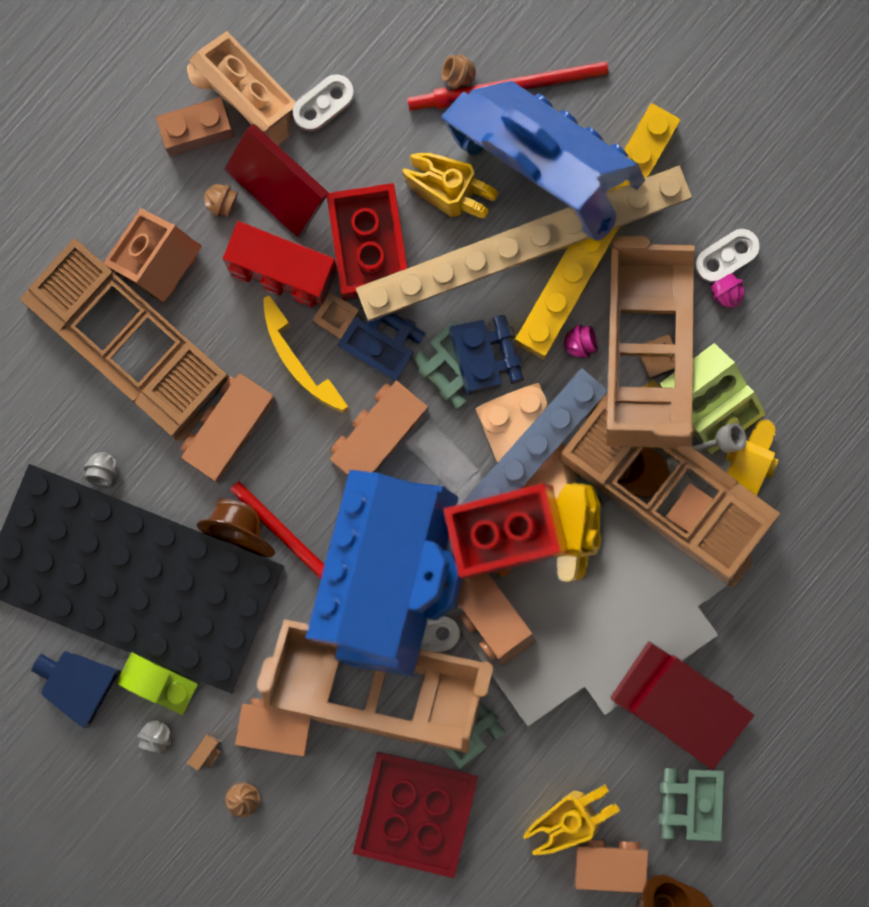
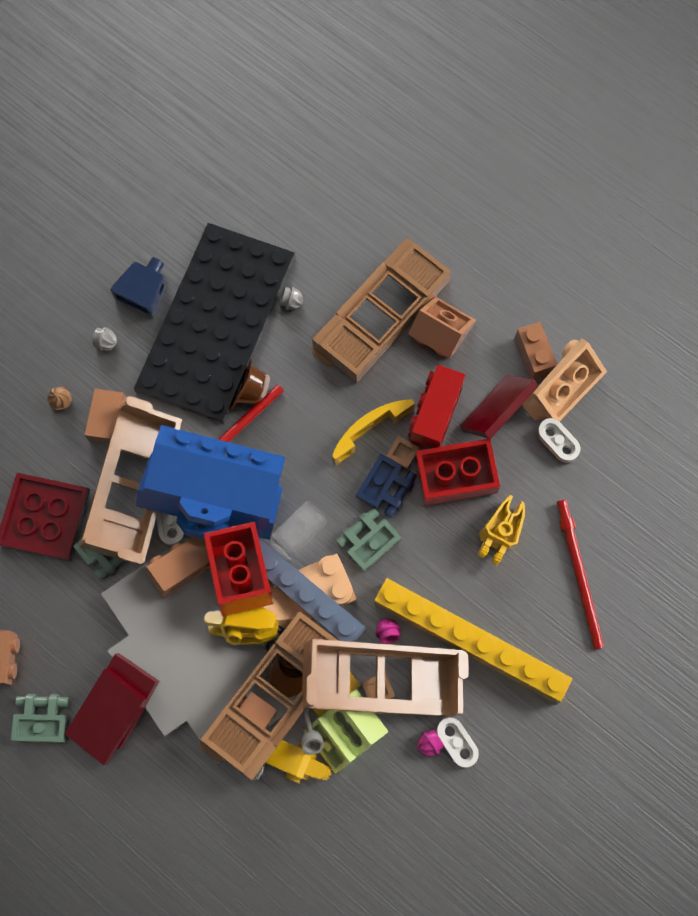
camera: 85 degrees right, 10 degrees down
(156, 683) = (140, 338): lime brick -> none
(205, 753) = (91, 371): medium nougat plate -> none
(220, 199) = (483, 372): medium nougat plate -> none
(227, 427) = (320, 380): nougat brick -> none
(379, 431) = (317, 484): nougat brick -> none
(458, 71) = (588, 536): medium nougat plate -> none
(476, 356) = (375, 550): dark blue plate -> none
(515, 247) = (459, 585): tan plate -> none
(545, 148) = (528, 594): piece -> none
(572, 821) = (30, 626): yellow hinge -> none

